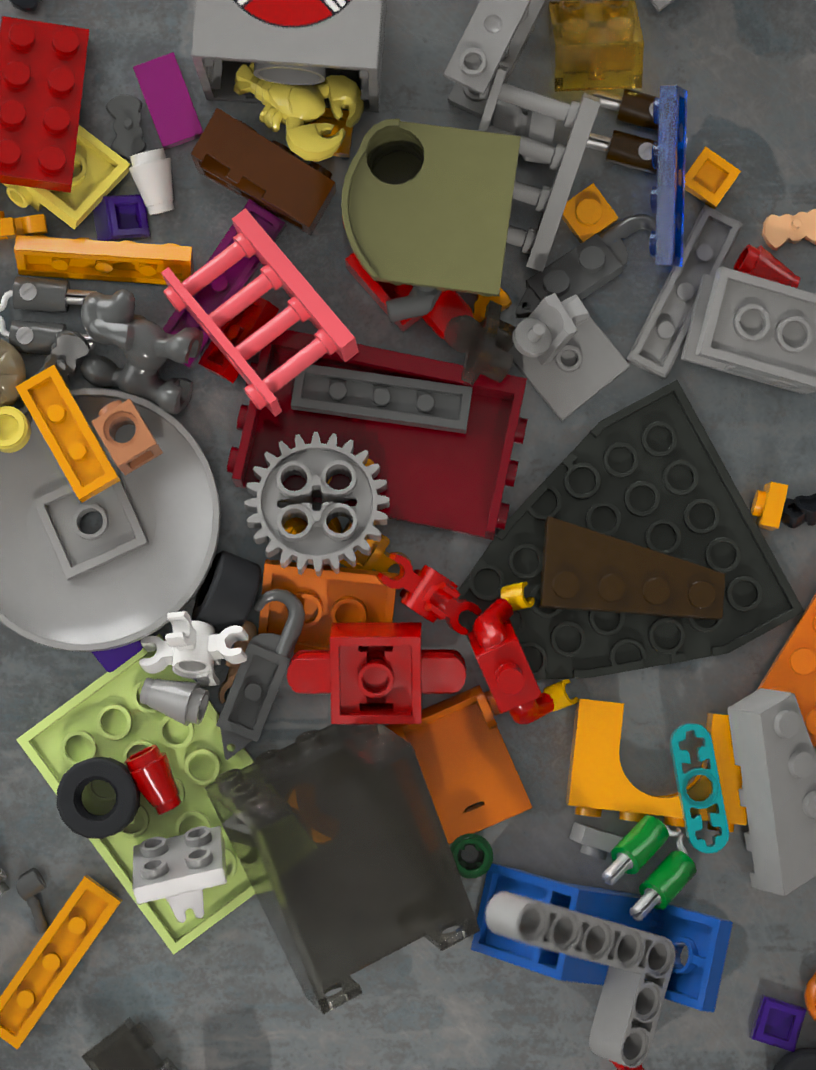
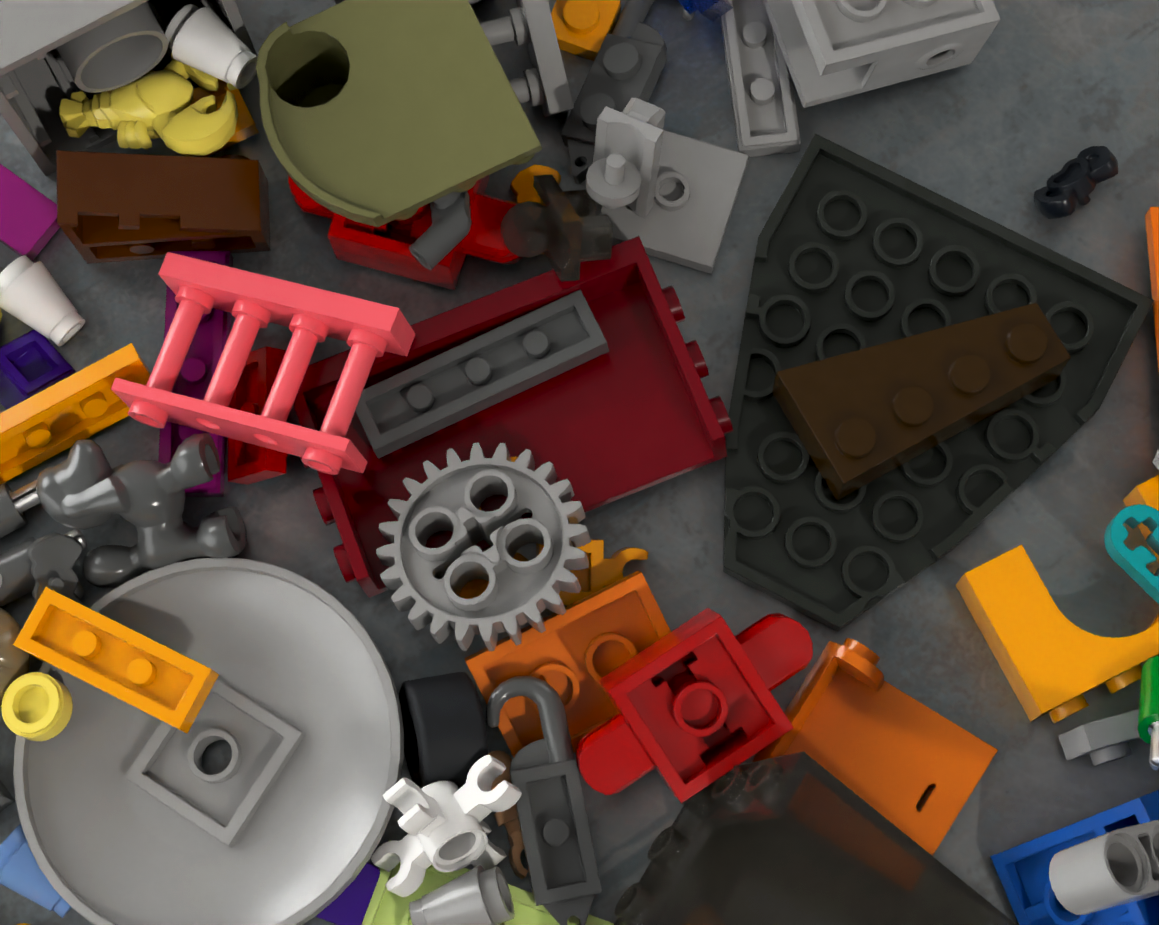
camera: 25 degrees left, 10 degrees down
(139, 449) = (211, 630): nougat brick -> none
(349, 98) = (210, 46): none -> white cone
(429, 593) = (694, 564): red pin -> none
(483, 861) = (980, 848): dark green cone -> none
(506, 664) = (849, 584): red torso -> none
(769, 505) = (1025, 206): light orange plate -> none

